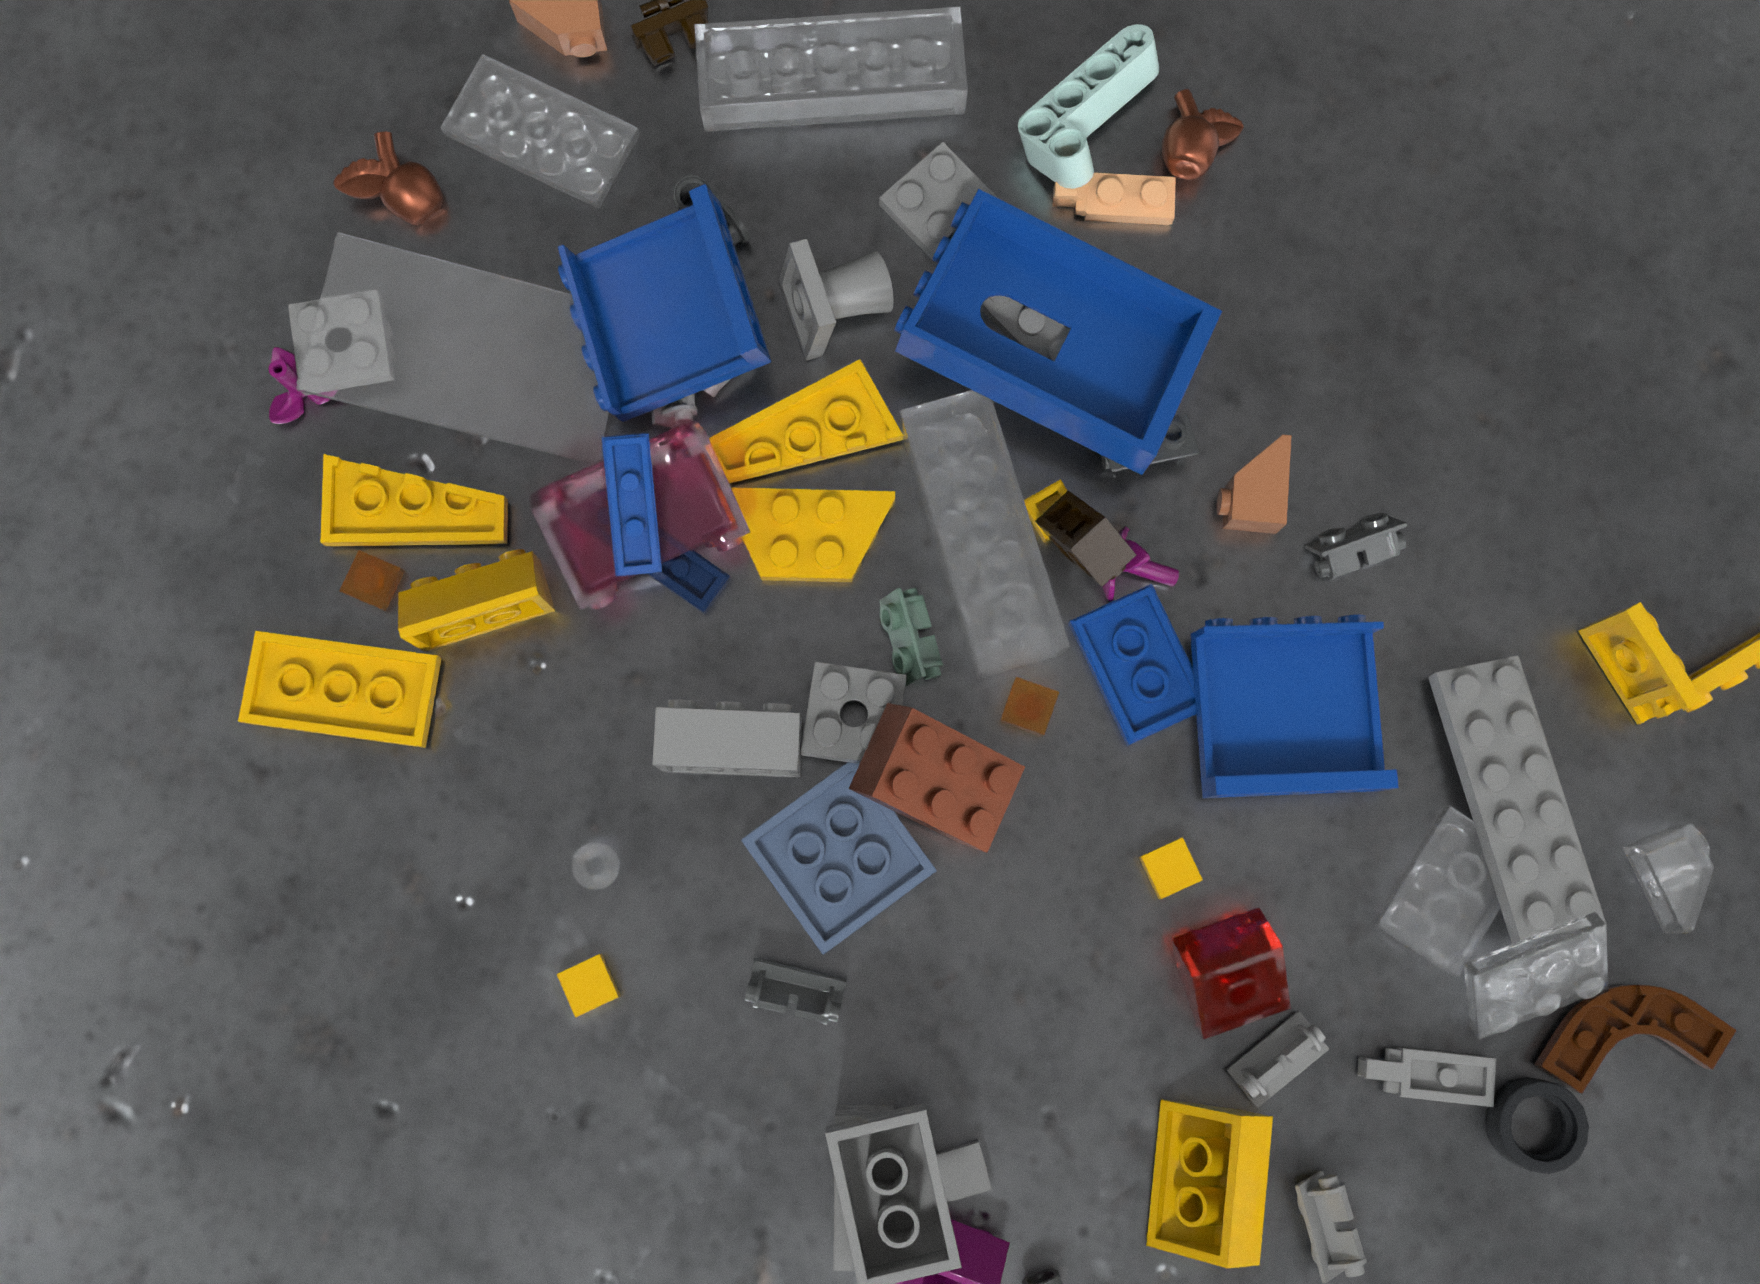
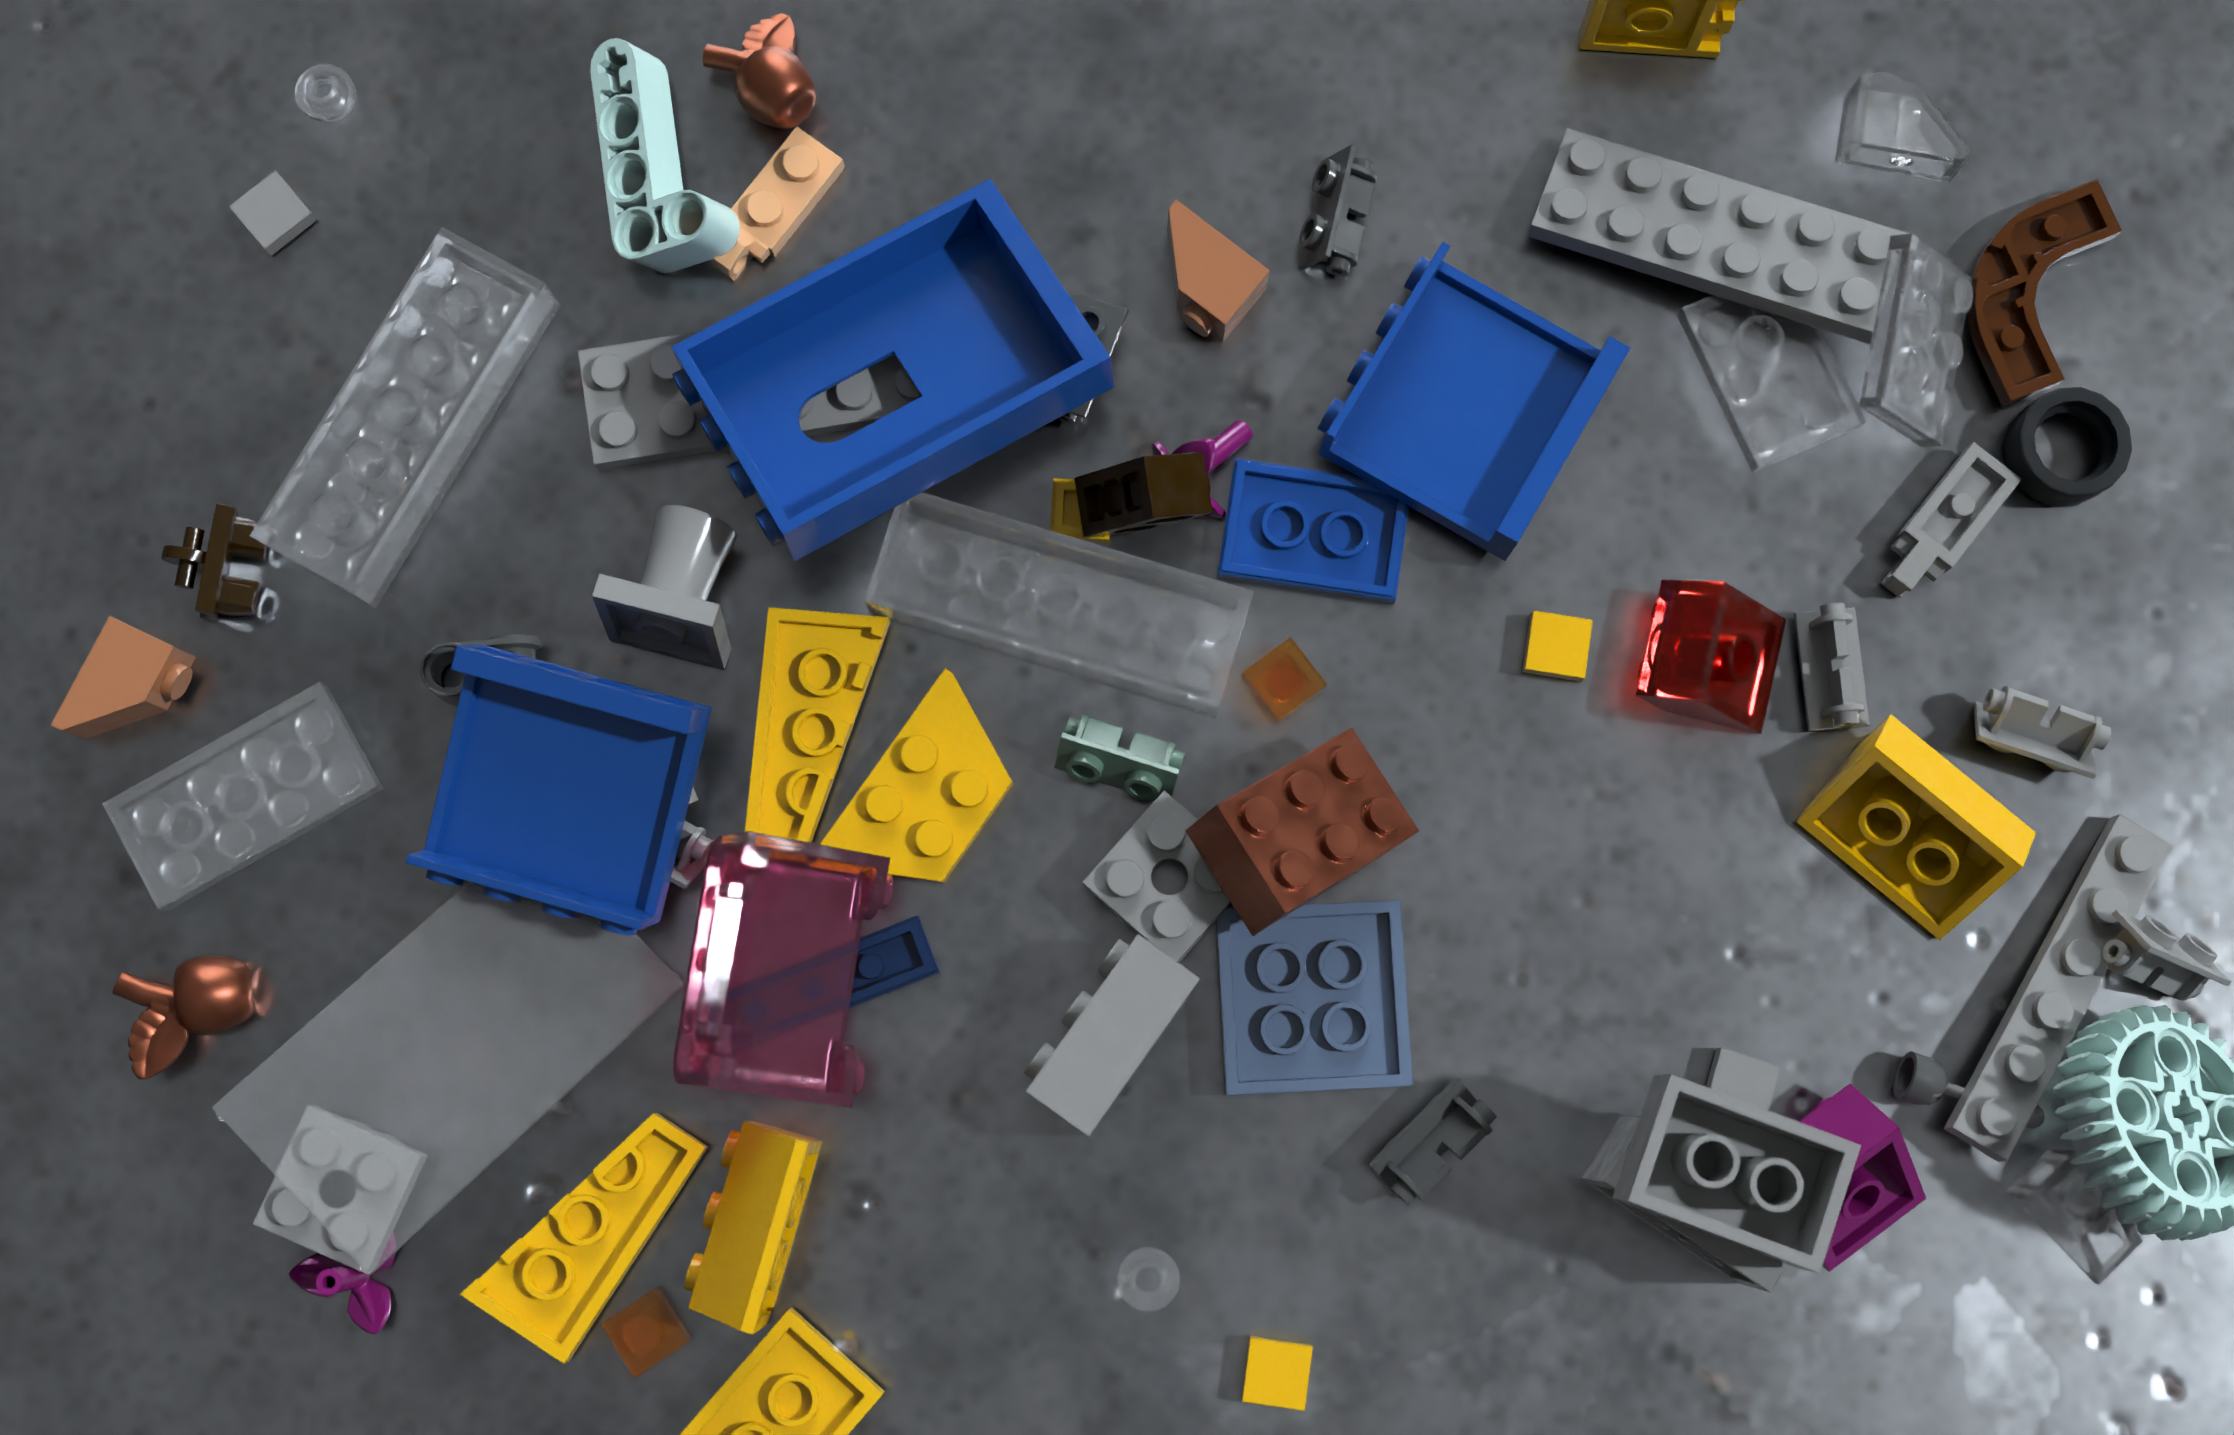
camera: 55 degrees left, 0 degrees up
(631, 504) = (767, 971): blue tile -> none

